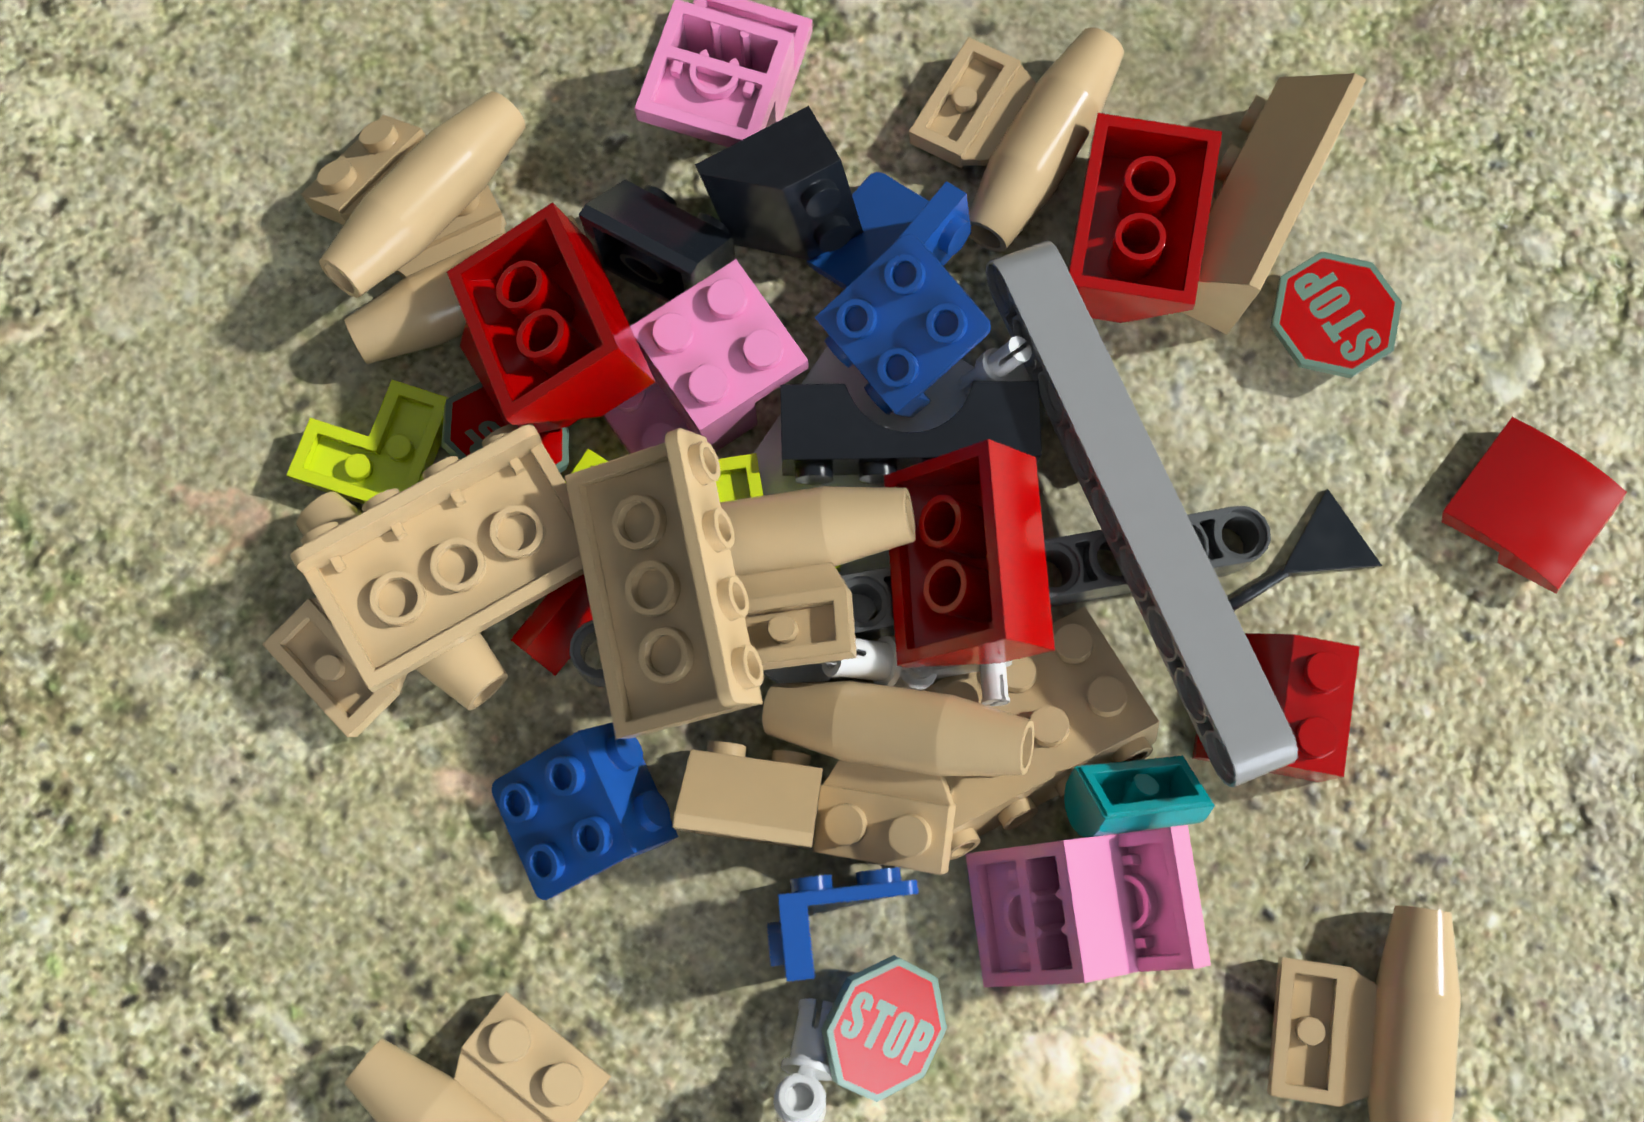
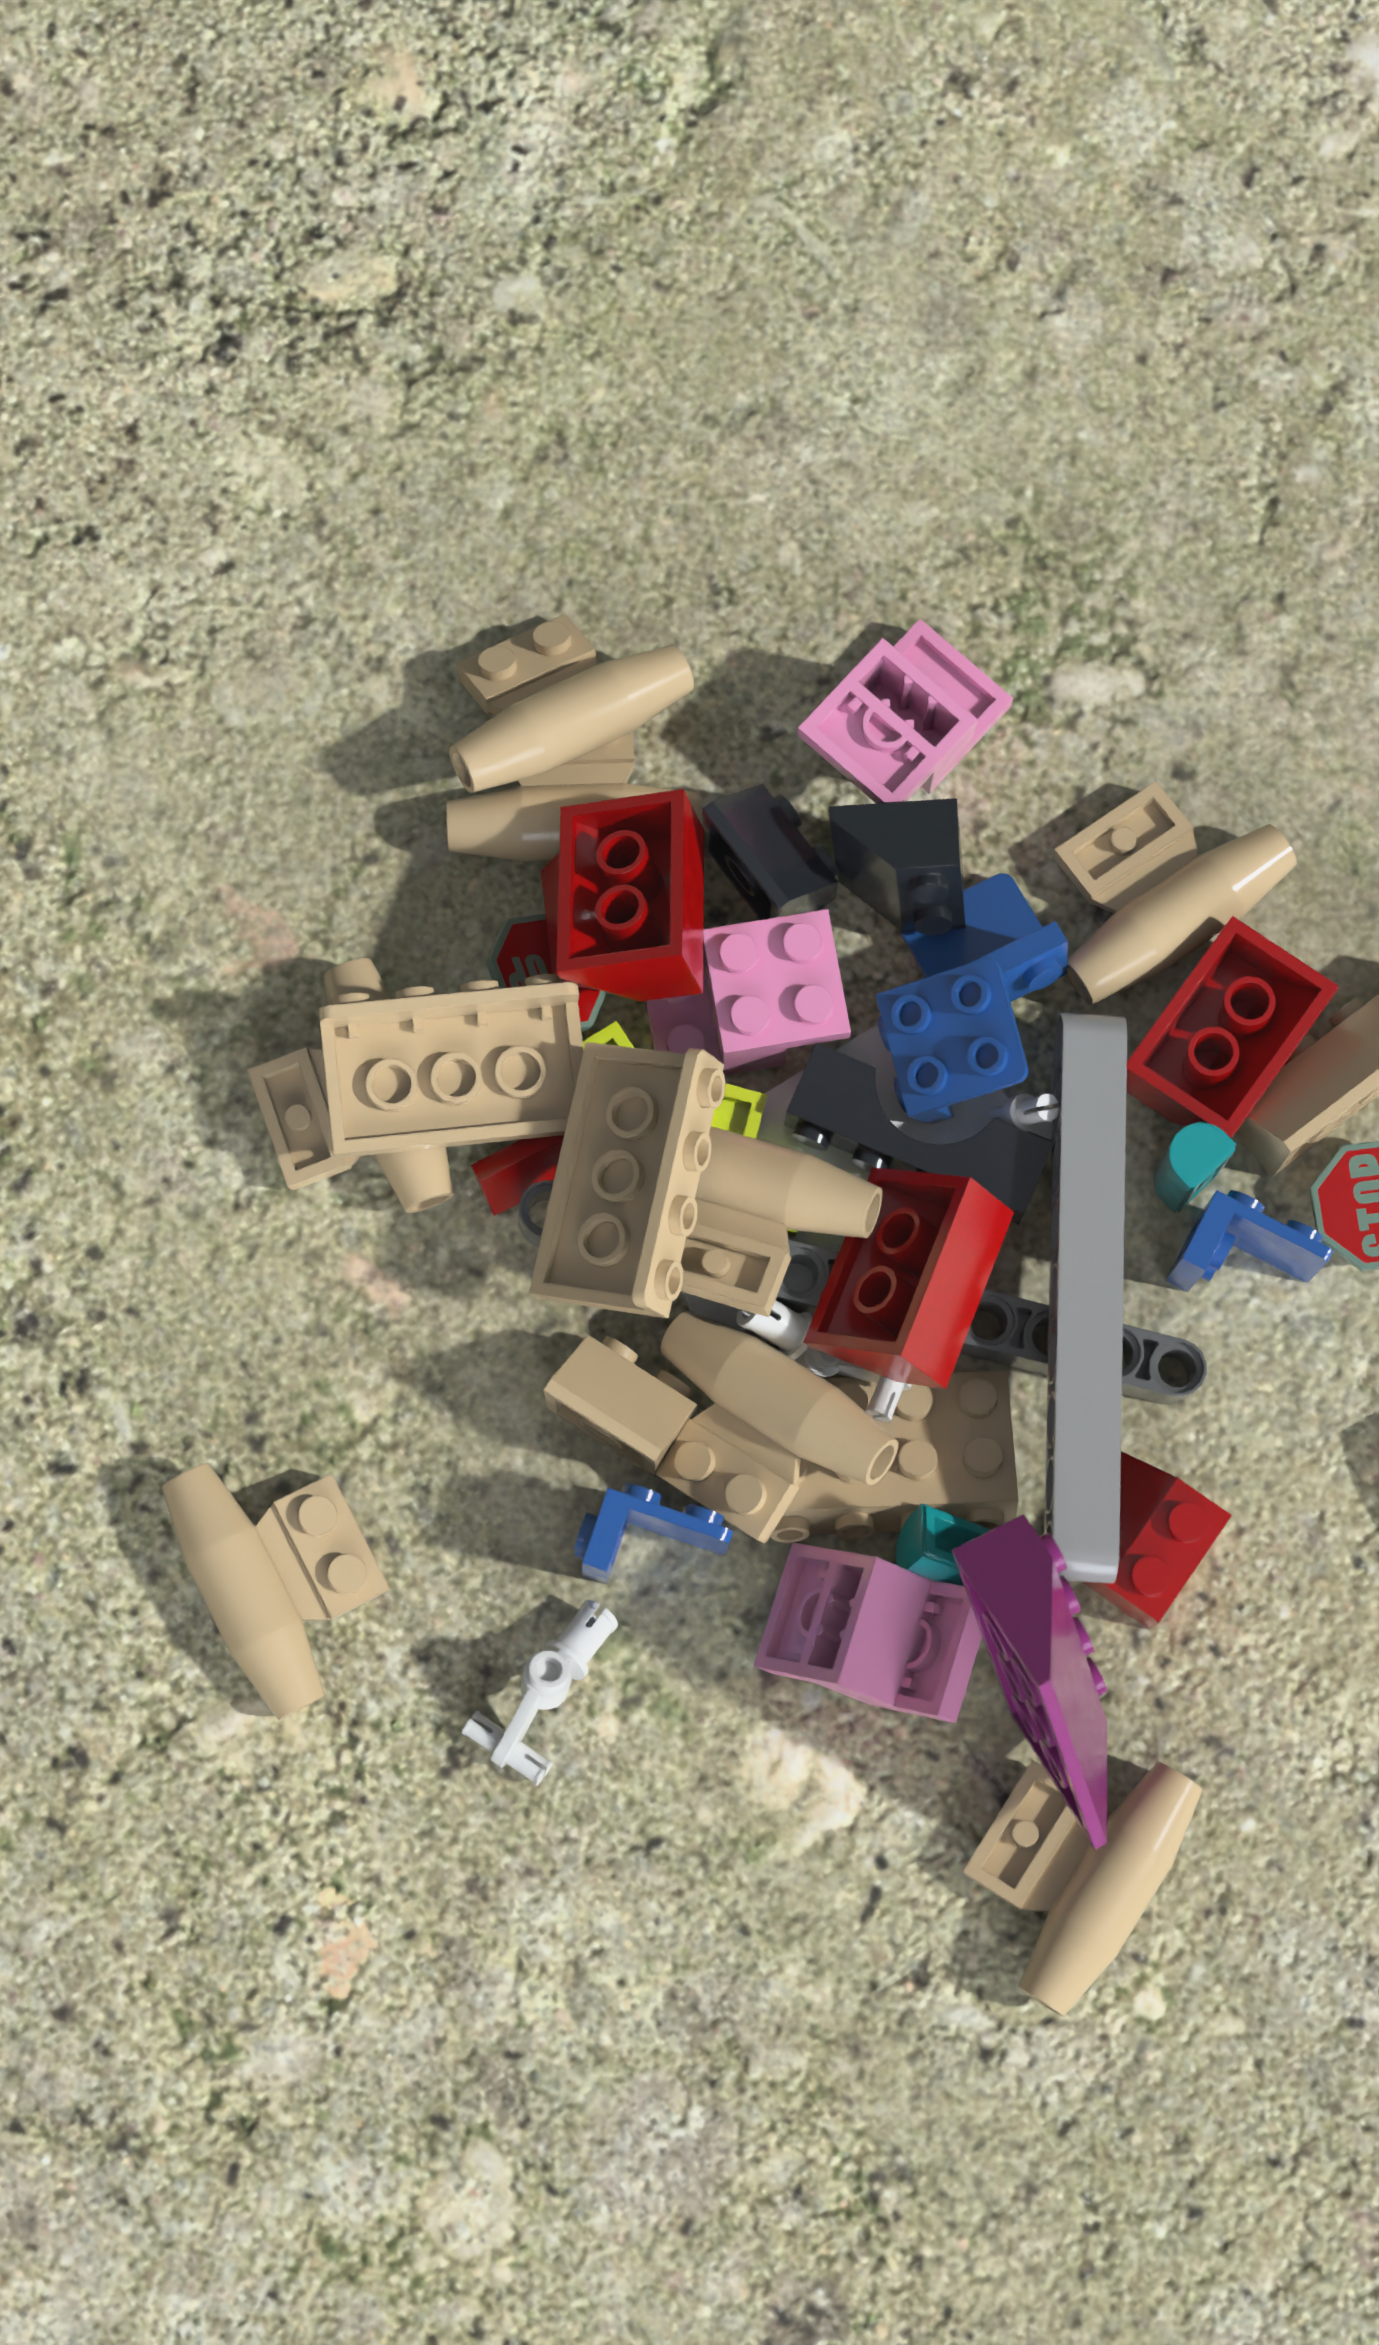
camera: 25 degrees right, 0 degrees up
(391, 457) = (427, 950): neon yellow plate -> none
(582, 809) = (466, 1344): blue bracket -> none
(884, 1028) = (648, 1656): piece -> none
(1165, 347) = (1191, 1163): none -> teal brick
(1237, 380) = (1240, 1222): none -> blue bracket
(1264, 872) = (1042, 1661): none -> magenta slope
(1325, 545) = (1265, 1417): black piece -> none

